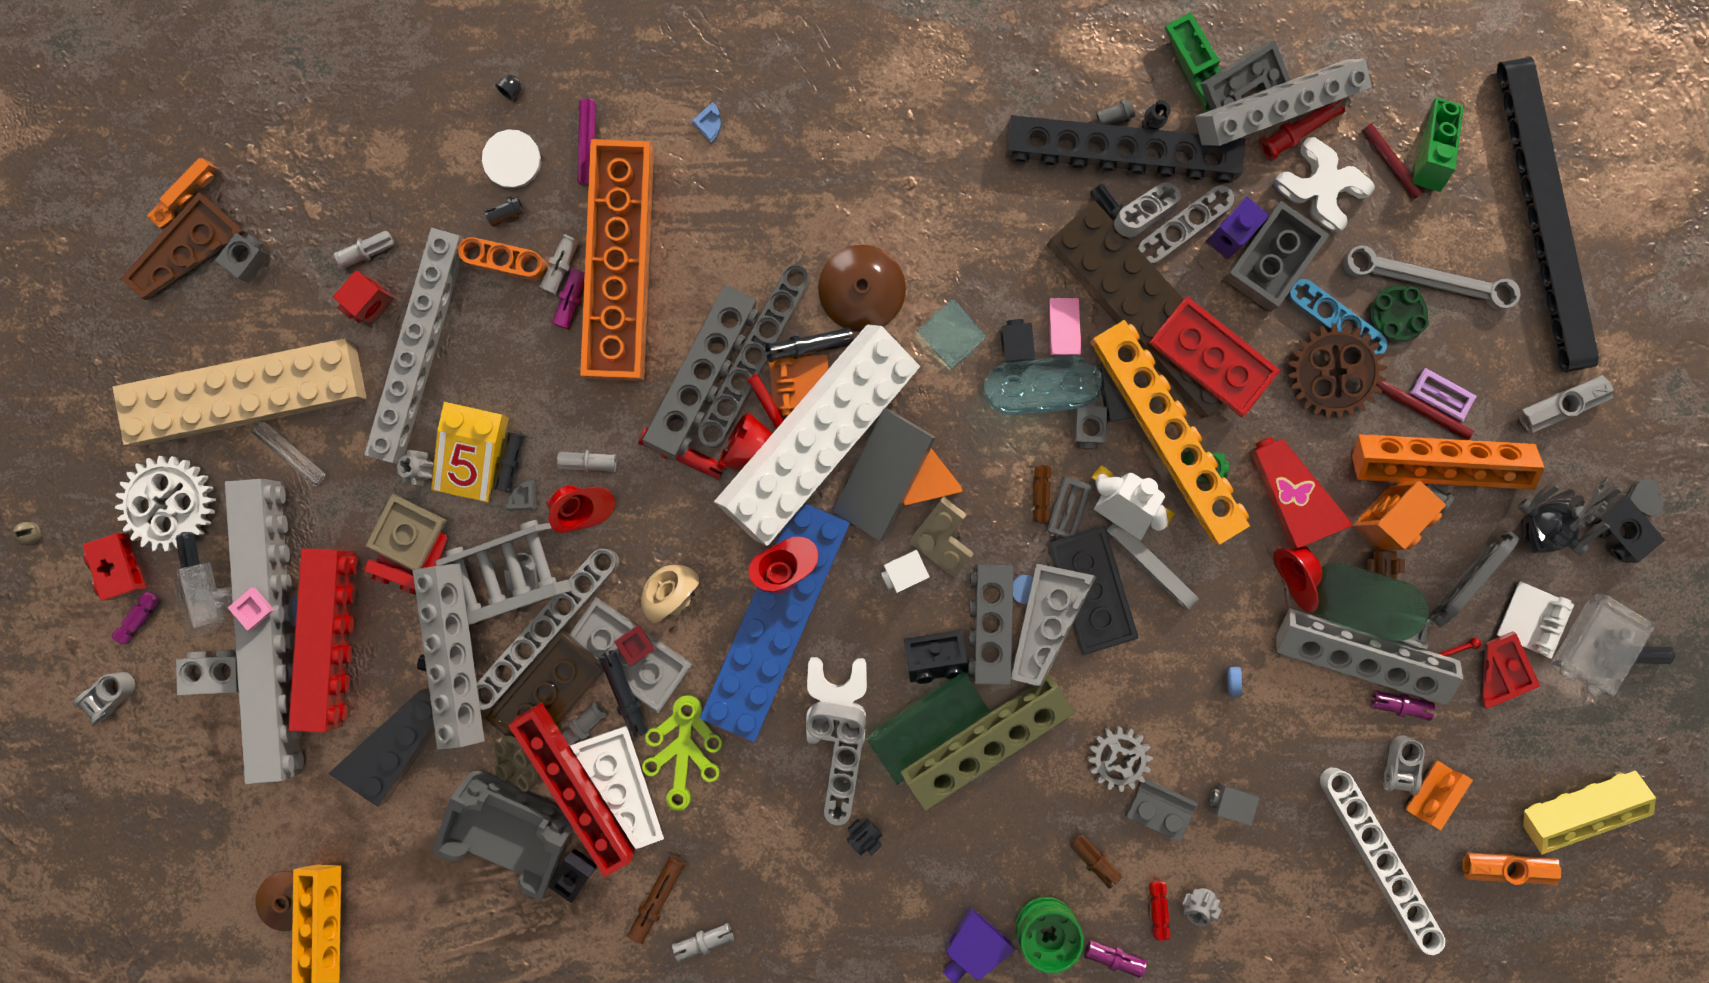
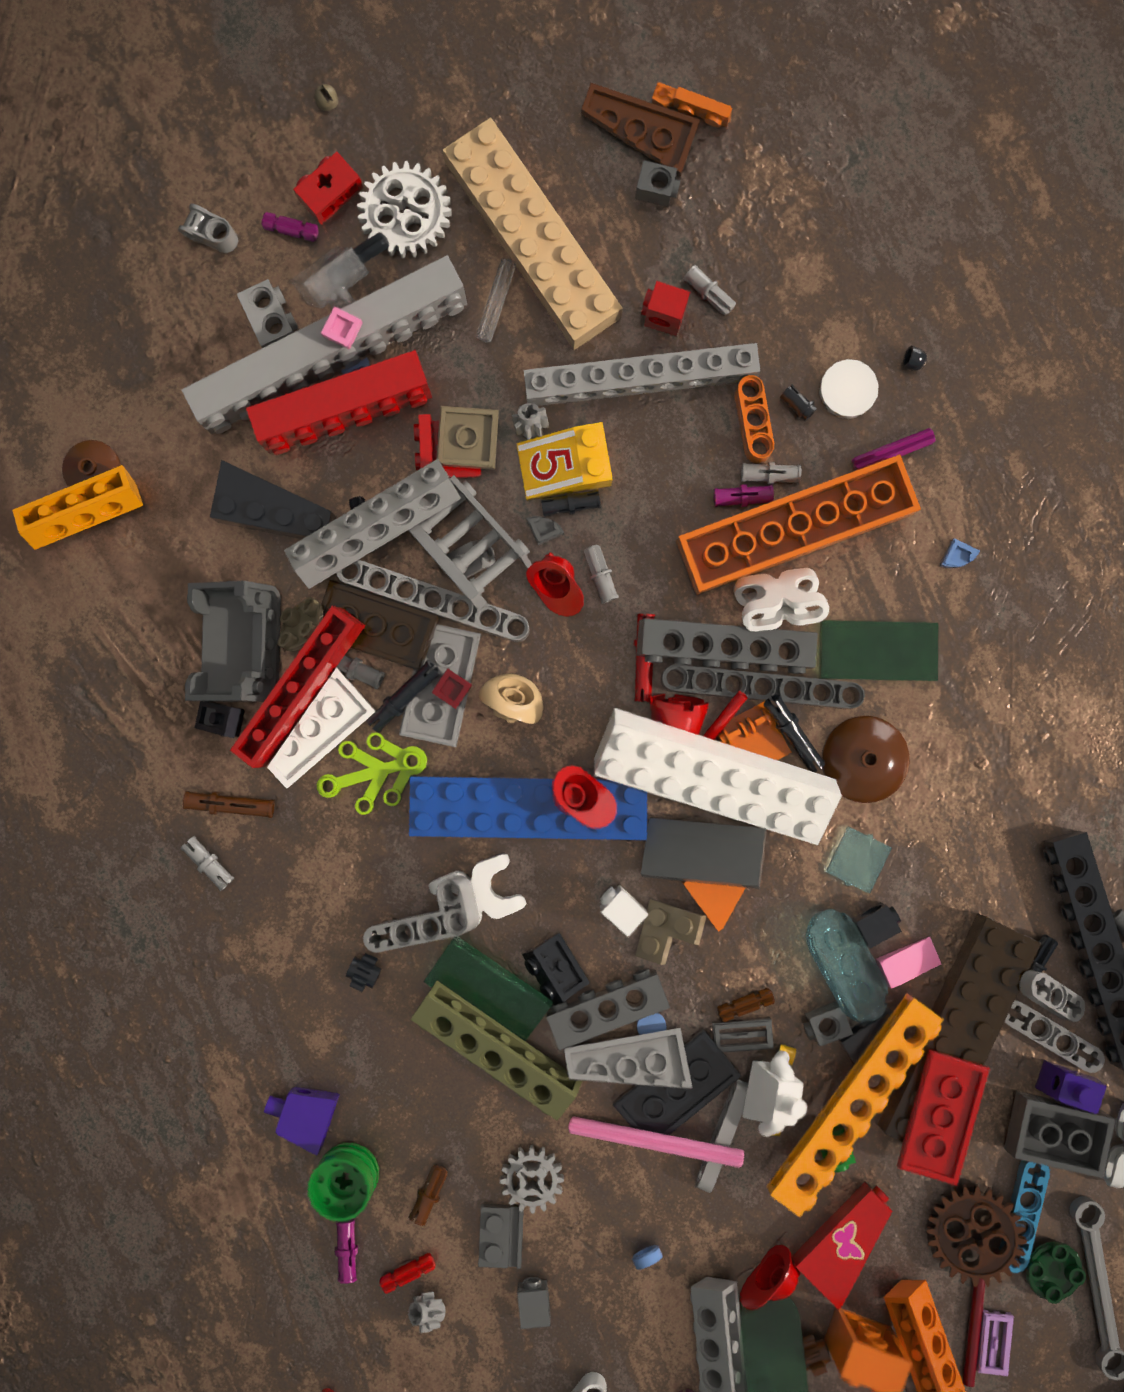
camera: 65 degrees right, 0 degrees up
(679, 305) = (781, 599): none -> white piece
(766, 233) = (879, 650): none -> clear green tile
(1131, 629) = (656, 1141): none -> bright pink axle

